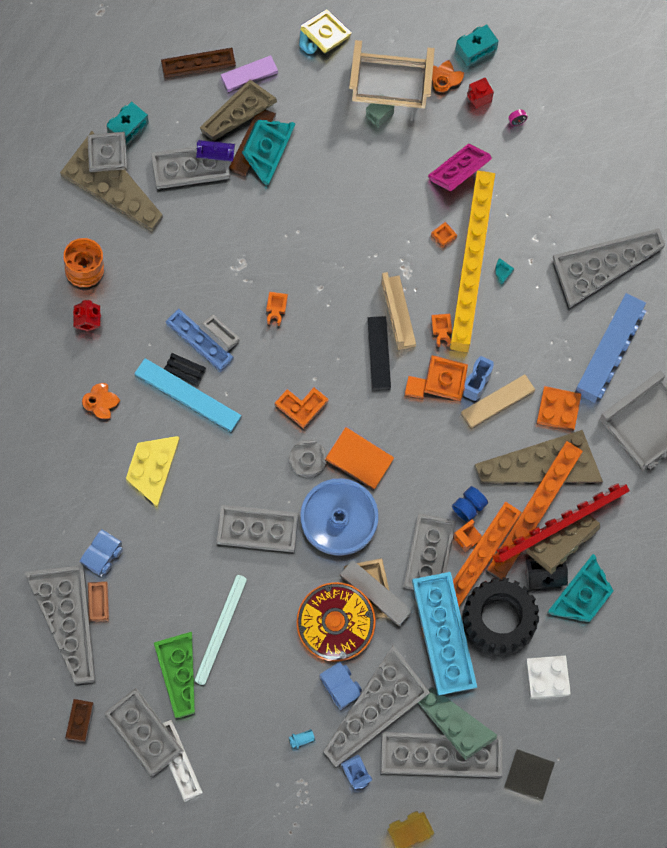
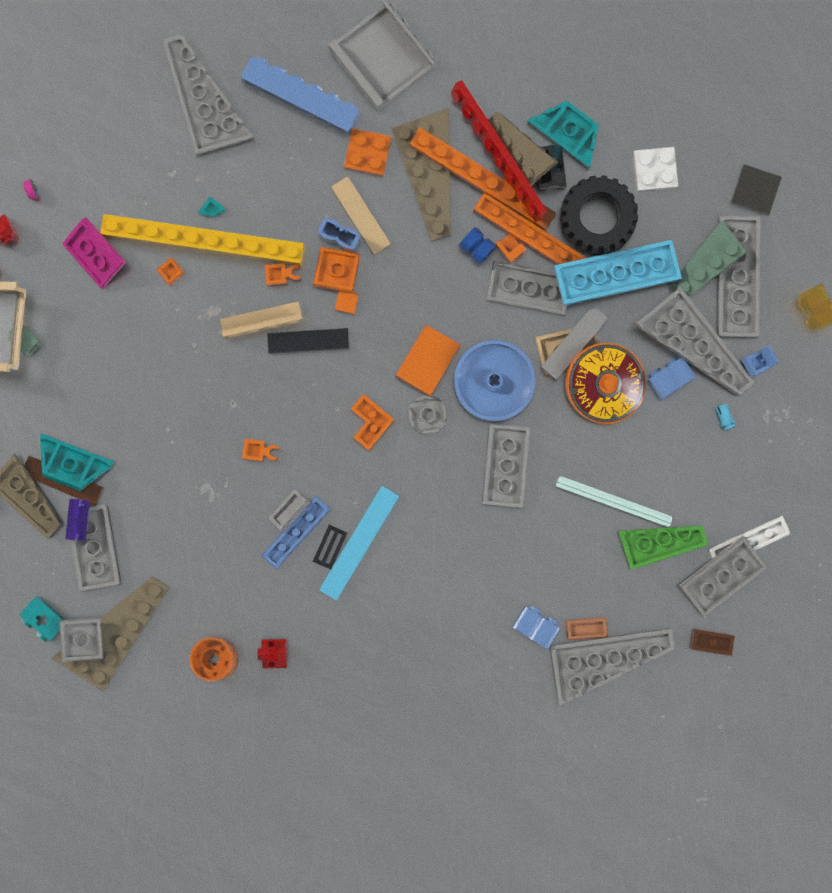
camera: 85 degrees left, 15 degrees up
(103, 401) = (367, 632): orange plate -> none
(152, 466) = (440, 578): light yellow wing -> none

